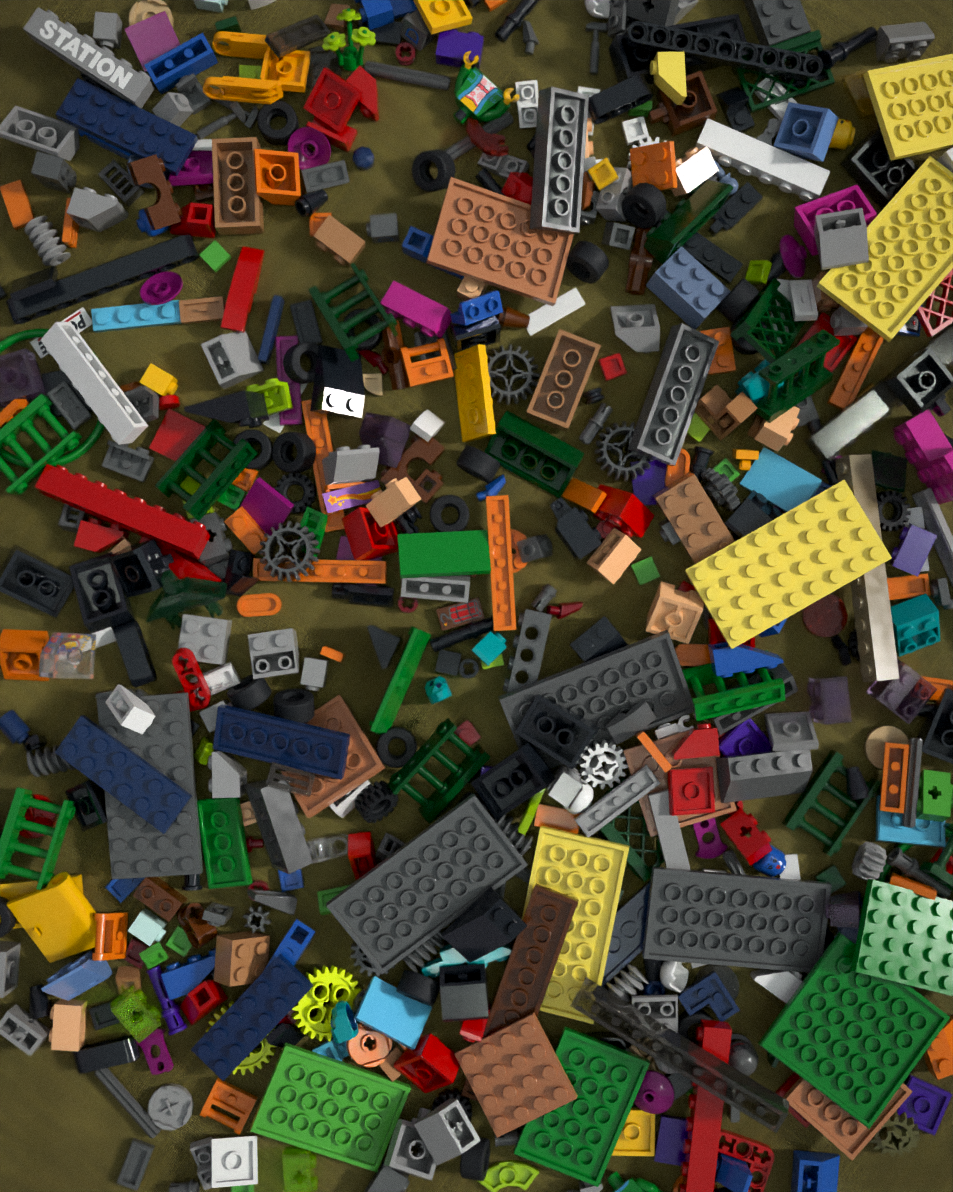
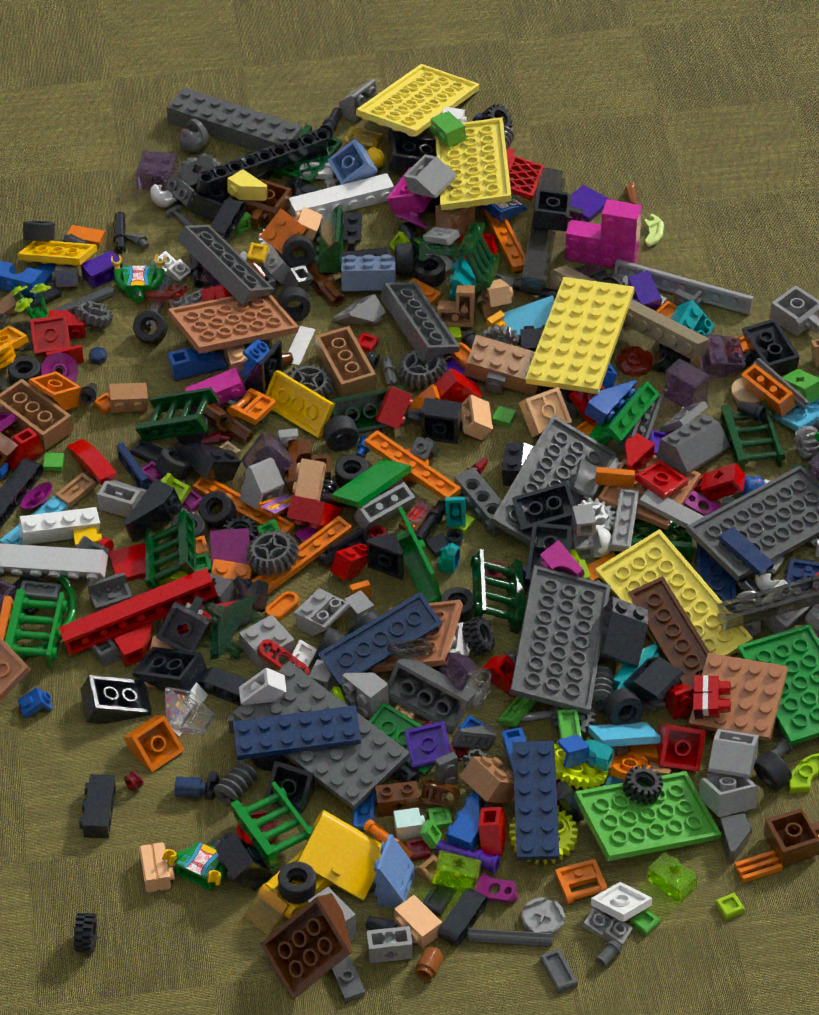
camera: 50 degrees left, 40 degrees down
(41, 1070) = (429, 963): none -> dark orange brick
(144, 346) = (56, 525): none -> white brick
(229, 873) = (427, 744): none -> dark purple tile
(314, 837) = (458, 669): none -> clear purple slope
(321, 1007) = (575, 750): none -> blue panel
(325, 176) = (86, 373): dark grey plate -> none
(350, 971) = (568, 723): none -> bright green tile
(355, 616) = (349, 561): none -> red slope
(355, 1097) = (644, 776): none -> black tyre
(383, 228) = (150, 373): dark grey brick -> none
(398, 106) = (93, 313): none -> dark grey gear
(405, 61) = (69, 291): dark red bush -> none
(481, 1062) = (707, 696): none -> red hips
(505, 806) = (560, 560): none -> dark pink arch
(544, 597) = (458, 466): dark grey pin -> none
(548, 481) = (394, 407): none -> red brick
(634, 130) = (250, 234): white plate -> none
(675, 942) = (746, 551): none -> dark blue tile
(846, 323) = (480, 217): light grey brick -> none
(931, 180) = (448, 129): none -> bright green brick

